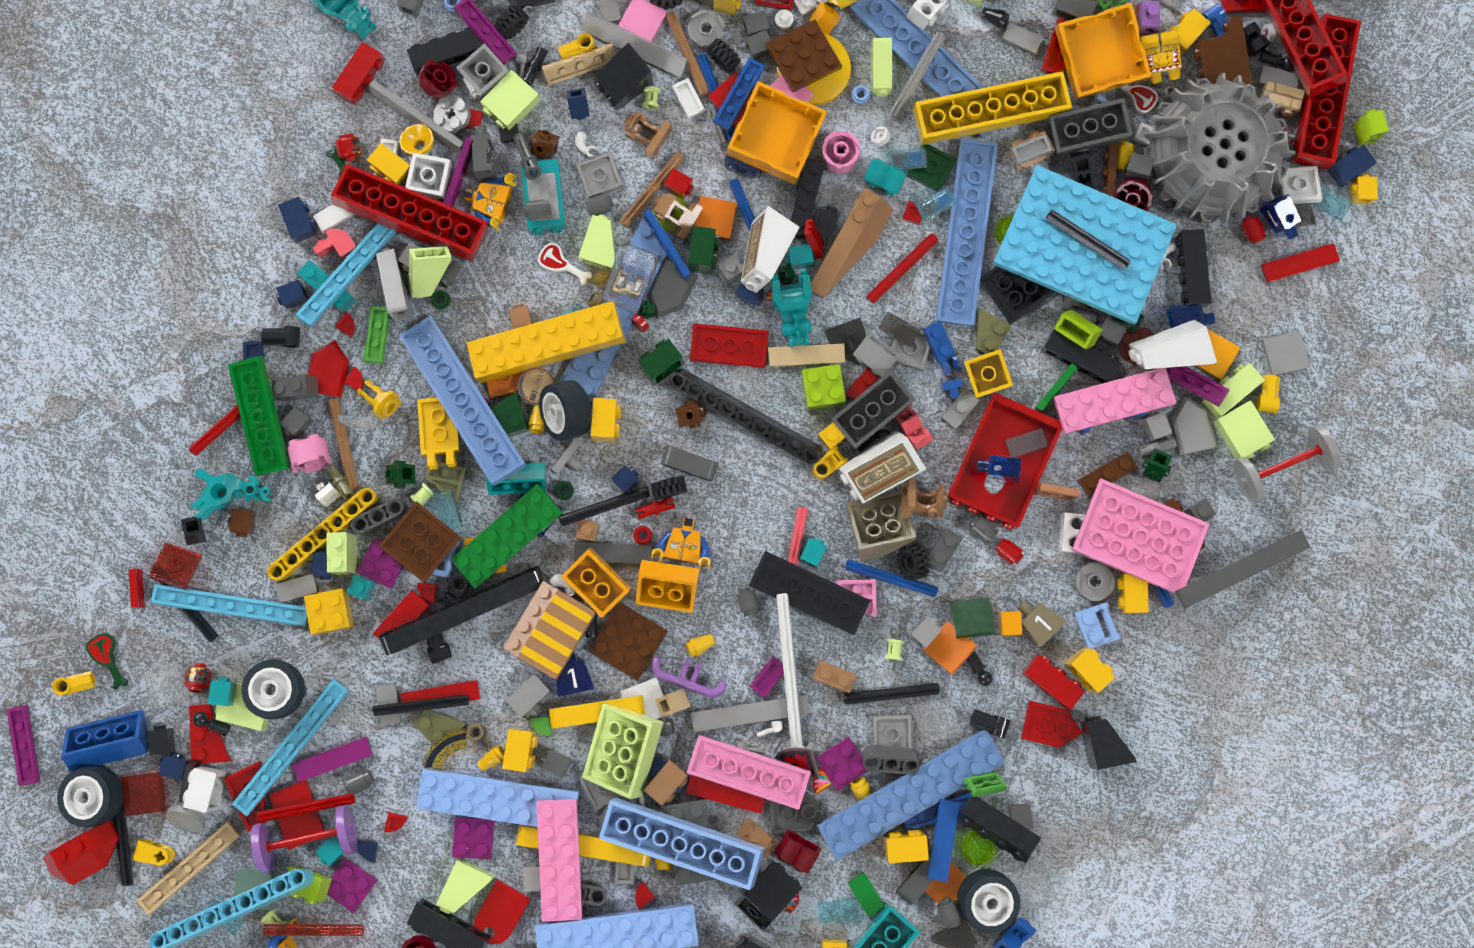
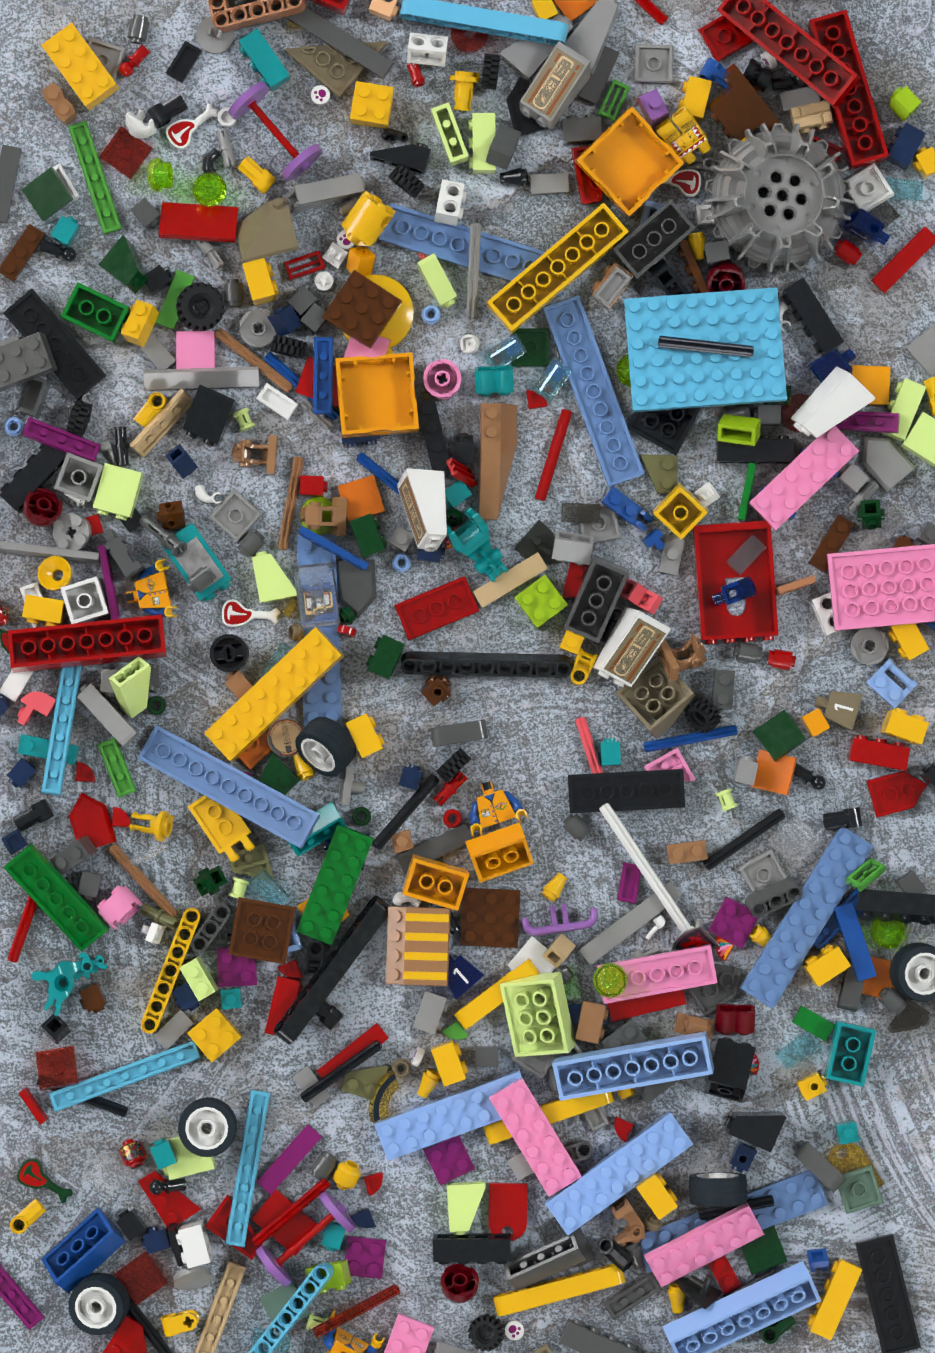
camera: 35 degrees left, 5 degrees up
(374, 801) = (347, 1175): none -> yellow head
(495, 730) = (417, 1056): none -> white tile
(527, 287) = (229, 653): none -> black brick
(703, 753) = (610, 980): none -> clear neon green piece
(720, 284) = (397, 557): none -> light blue plate
(732, 30) = (284, 320): none -> dark blue brick
(1019, 373) = (706, 494): none -> white tile

